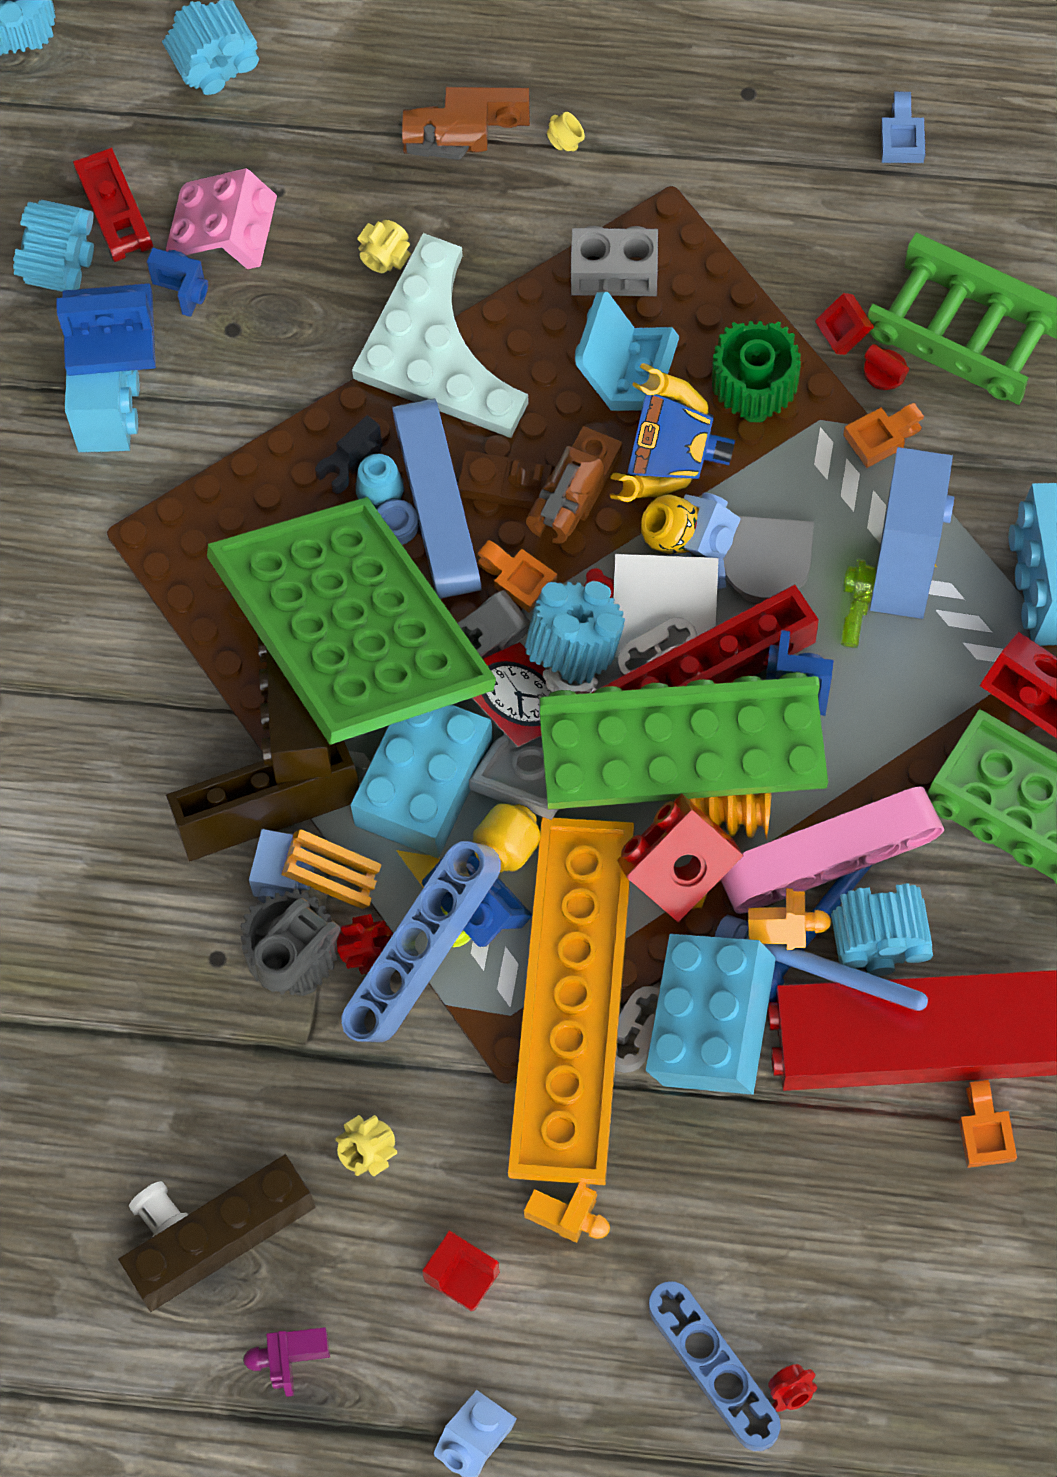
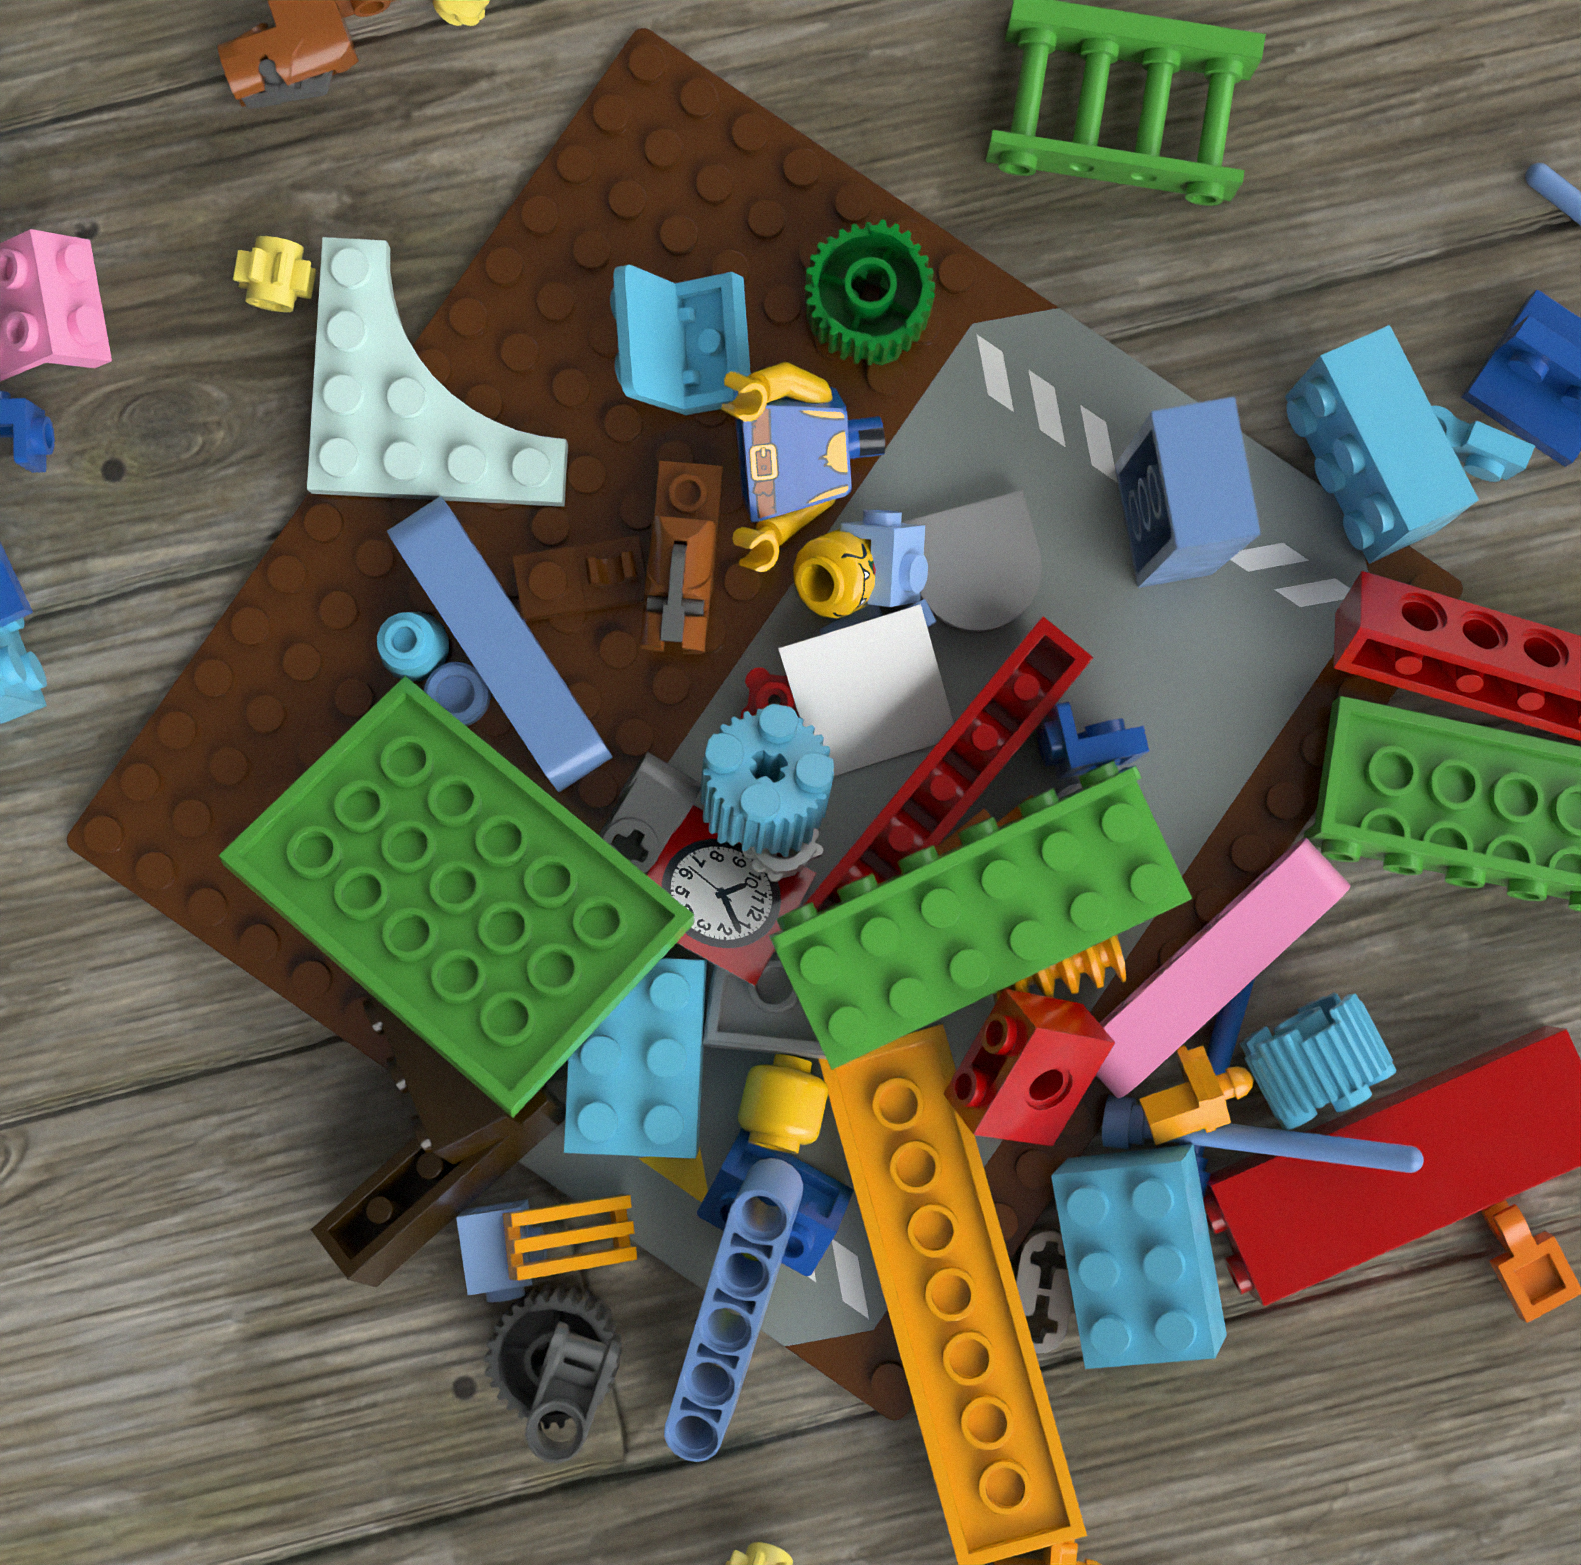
camera: 25 degrees left, 20 degrees up
(351, 450) = (364, 607): black plate -> none
(362, 942) = (653, 1315): red gear -> none
(518, 576) = (661, 722): orange plate -> none
(614, 269) = (615, 205): light grey brick -> none
(652, 640) = (892, 769): light grey beam -> none
(844, 323) = (958, 167): red plate -> none
(860, 584) = (1119, 563): clear neon green plate -> none
(878, 435) = (1066, 325): orange plate -> none
(884, 368) = (1036, 215): red plate -> none

